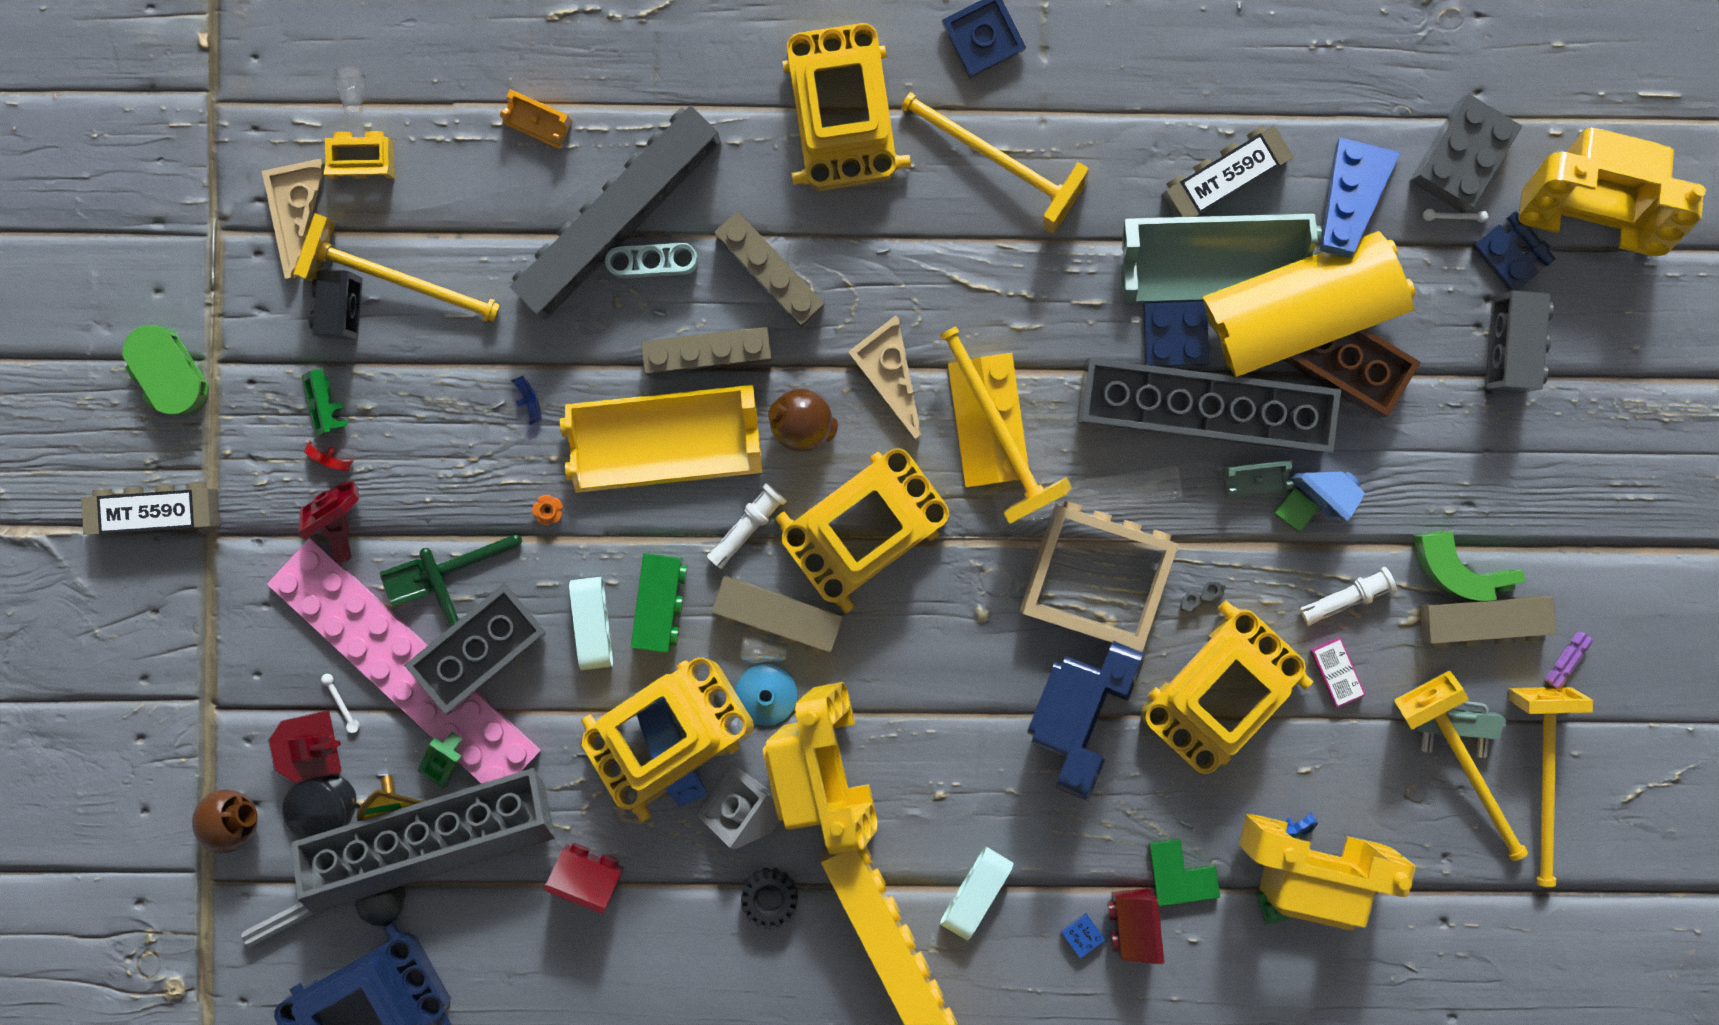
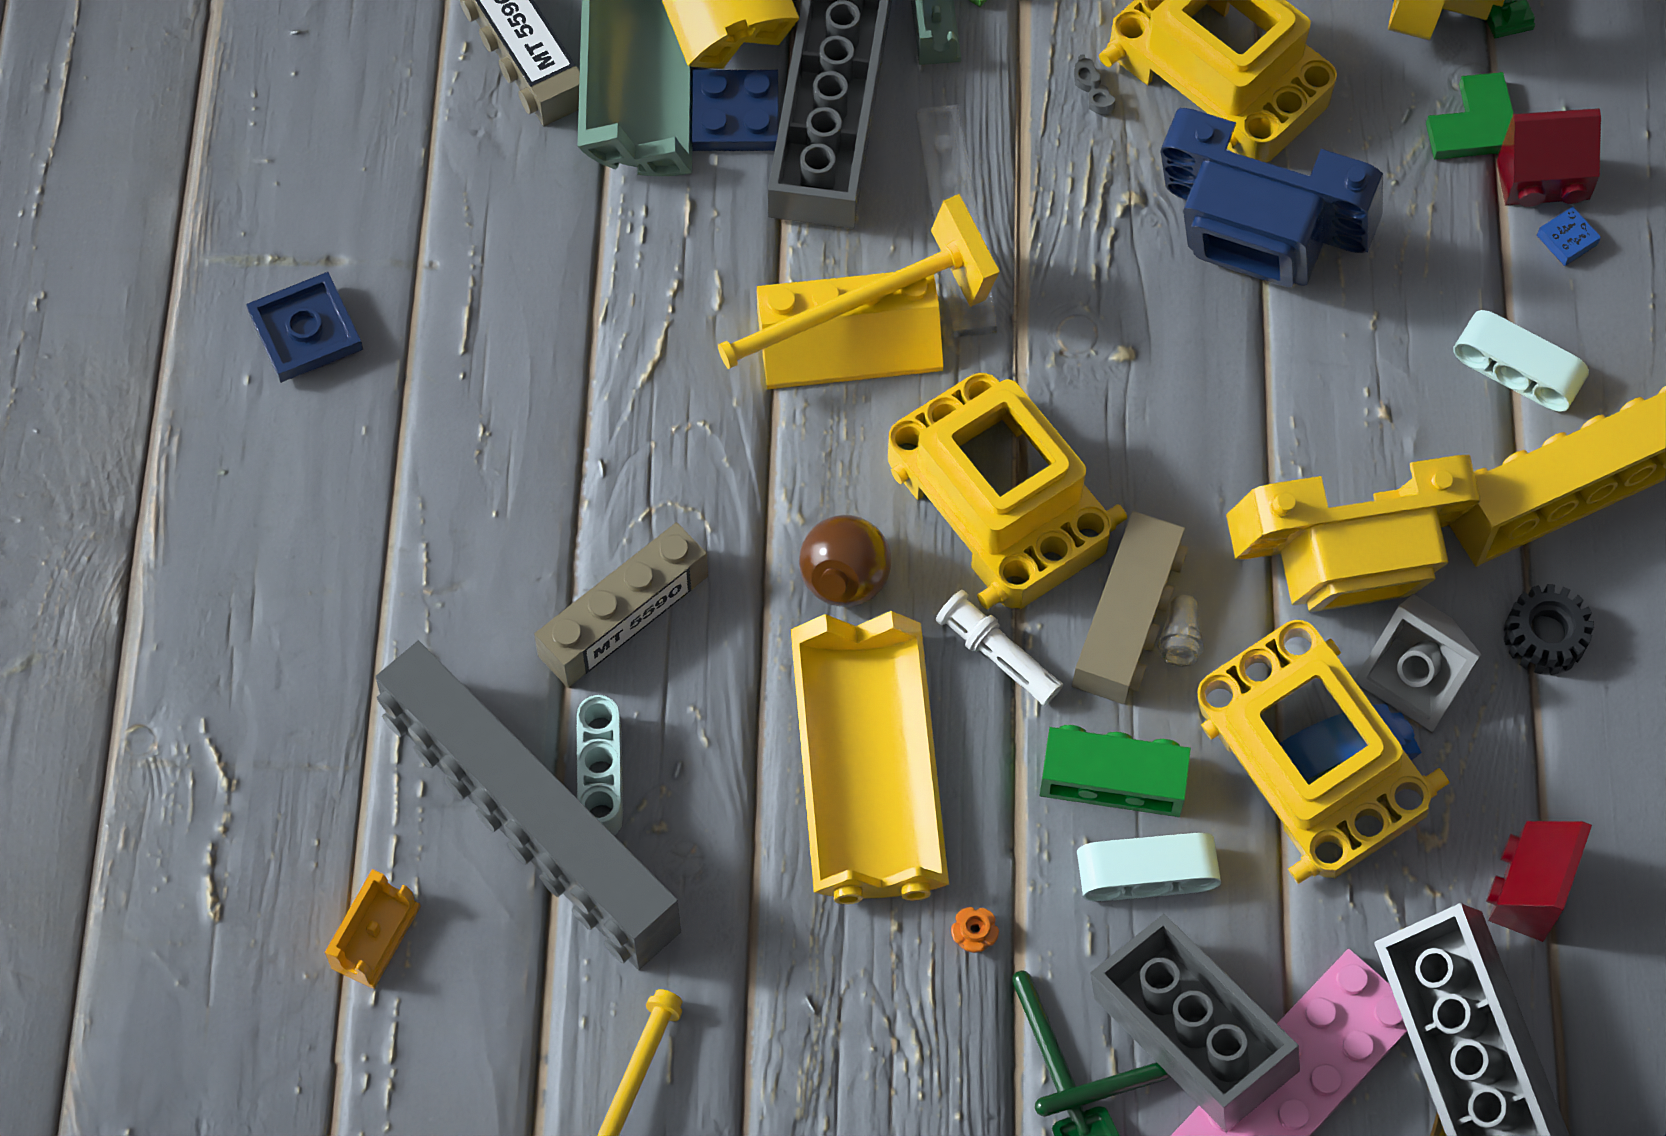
camera: 90 degrees left, 25 degrees down
(441, 760) = (1370, 1084): green plate -> none
(529, 398) = (809, 949): clear blue piece -> none
(706, 351) = (739, 692): dark tan brick -> none
(769, 678) = (1224, 632): dark azure dish -> none
(847, 143) = (398, 527): yellow piece -> none
(885, 365) = (771, 460): tan wing -> none
(1062, 196) = (541, 222): yellow tile -> none
(1081, 624) = (1049, 261): tan window -> none

